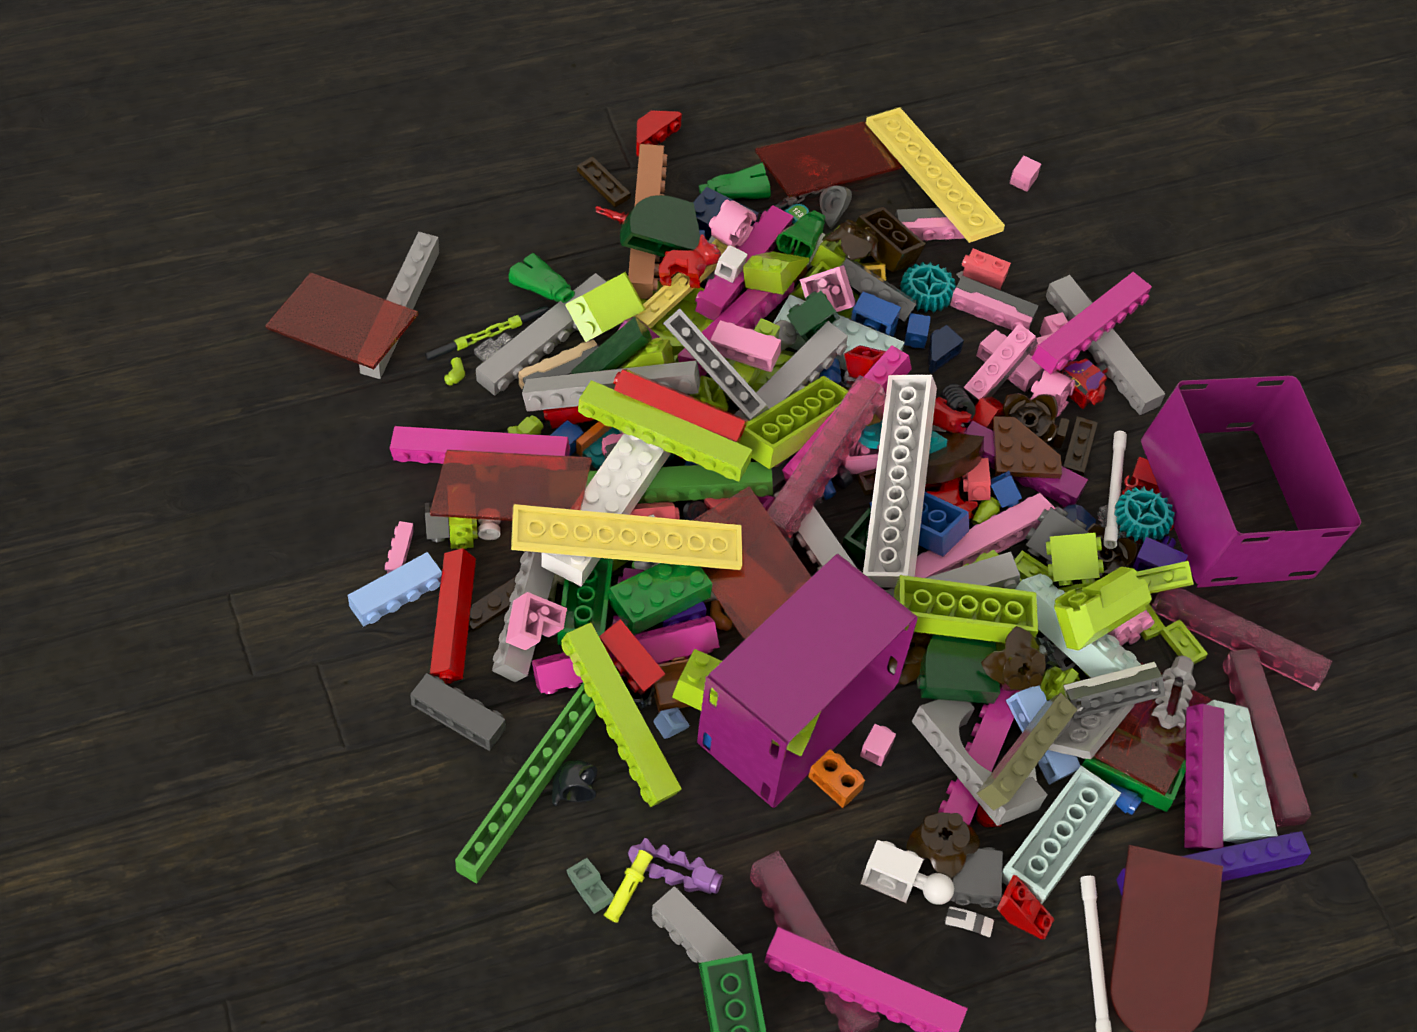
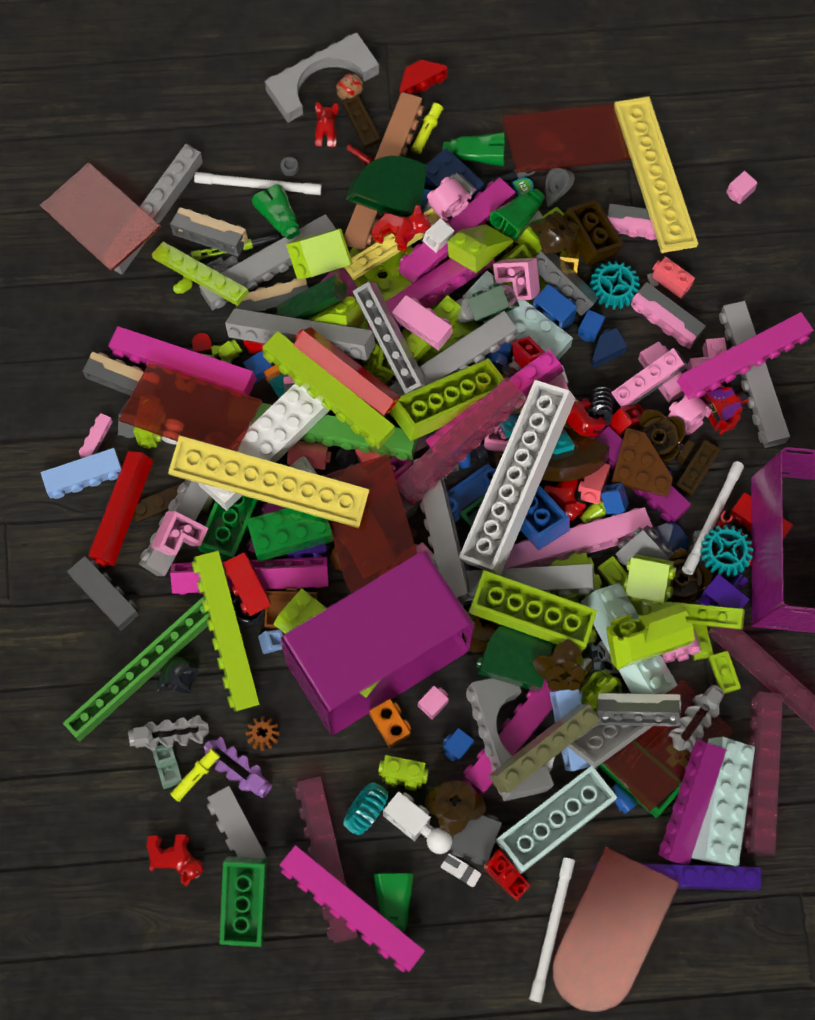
camera: 20 degrees right, 15 degrees up
(403, 479) = (112, 373): none -> dark grey piece
(452, 265) = (208, 178): none -> white piece
(470, 314) = (209, 231): none -> dark grey piece
(474, 355) = (200, 273): none -> lime plate
(494, 425) = (201, 343): none -> red tile
(537, 238) = (289, 166): none -> dark grey tile
(553, 856) = (143, 735): none -> light grey sword
(568, 120) = (348, 54): none -> light grey arch
(568, 189) = (326, 124): none -> red animal
(580, 150) = (349, 86): none -> medium nougat head
(633, 985) = (174, 858): none -> red animal
(677, 171) = (429, 122): none -> neon yellow pin
(693, 815) = (259, 740): none -> dark orange gear
(843, 872) = (365, 808): none -> teal gear
(848, 512) = (470, 490): none -> blue brick
(871, 822) = (403, 772): none -> lime brick
(904, 959) = (394, 897): none -> green piece
(920, 784) = (457, 745): none -> blue brick

